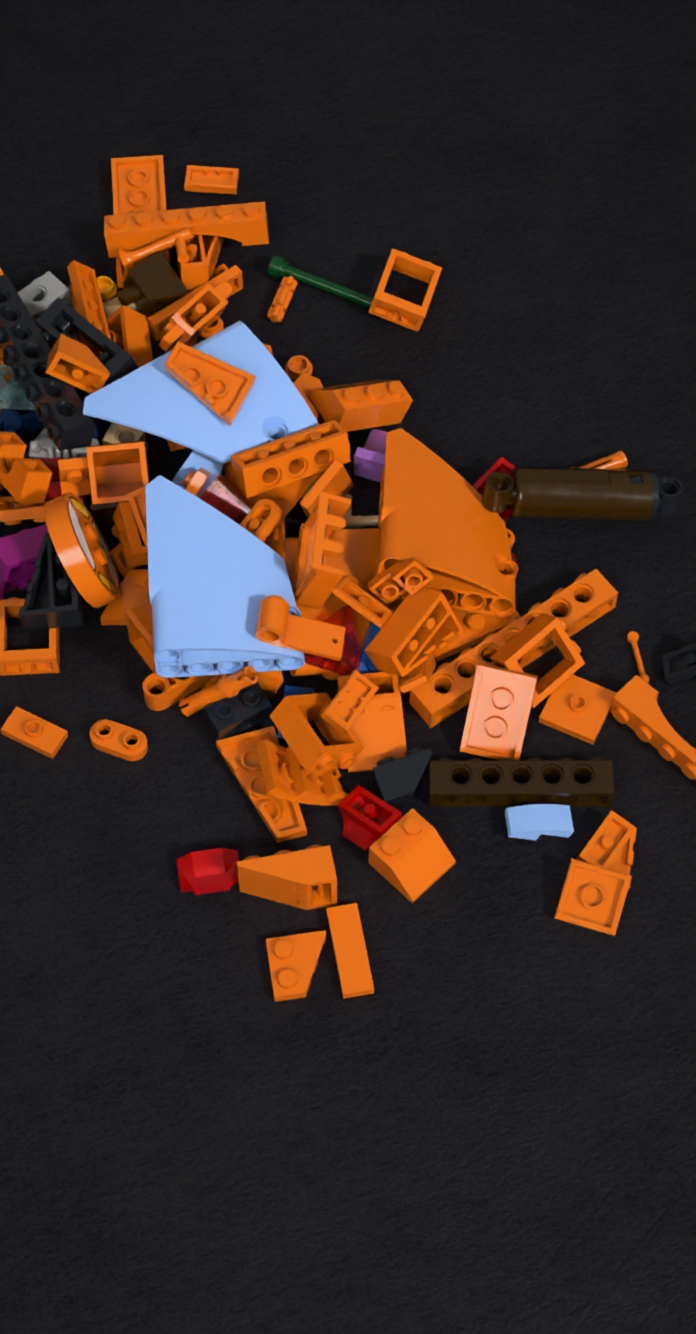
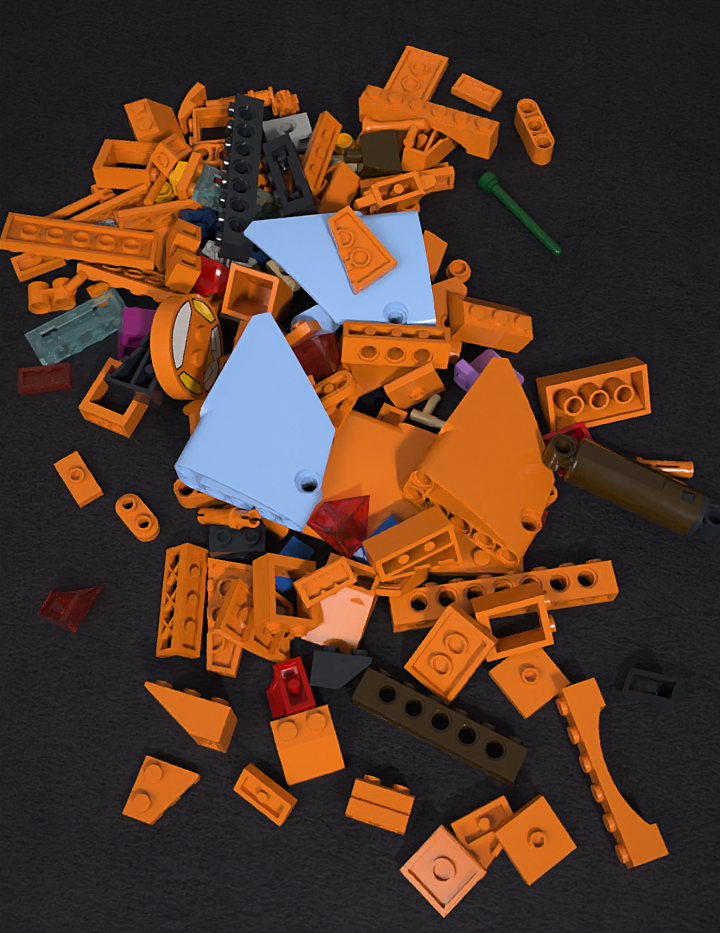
camera: 30 degrees right, 5 degrees up
(18, 271) = (285, 104): none -> orange gear
(74, 476) = (218, 282): orange bracket -> none
(76, 365) = (266, 191): orange slope -> none
(101, 852) = (69, 607): none -> clear red slope
(208, 870) = (133, 667): red slope -> none
(216, 785) = (186, 600): none -> orange fence
(282, 299) = (477, 209): orange axle -> none
(295, 197) = (534, 131): none -> orange beam
(296, 632) = (305, 501): orange door -> none
(312, 577) = (365, 438): orange window -> none
(350, 950) = (209, 804): orange tile -> none
(363, 600) = (385, 498): orange slope -> none
(386, 305) = (565, 257): orange window -> none
(397, 915) = (265, 794): none -> orange plate
(402, 577) = (423, 494): orange slope -> none
(498, 428) = (595, 394): none -> orange slope
(507, 873) = (380, 804): none -> orange brick
(537, 819) = (435, 769): light blue slope -> none
(633, 638) = (613, 637): orange hinge -> none
(657, 833) = (534, 839): none -> orange plate

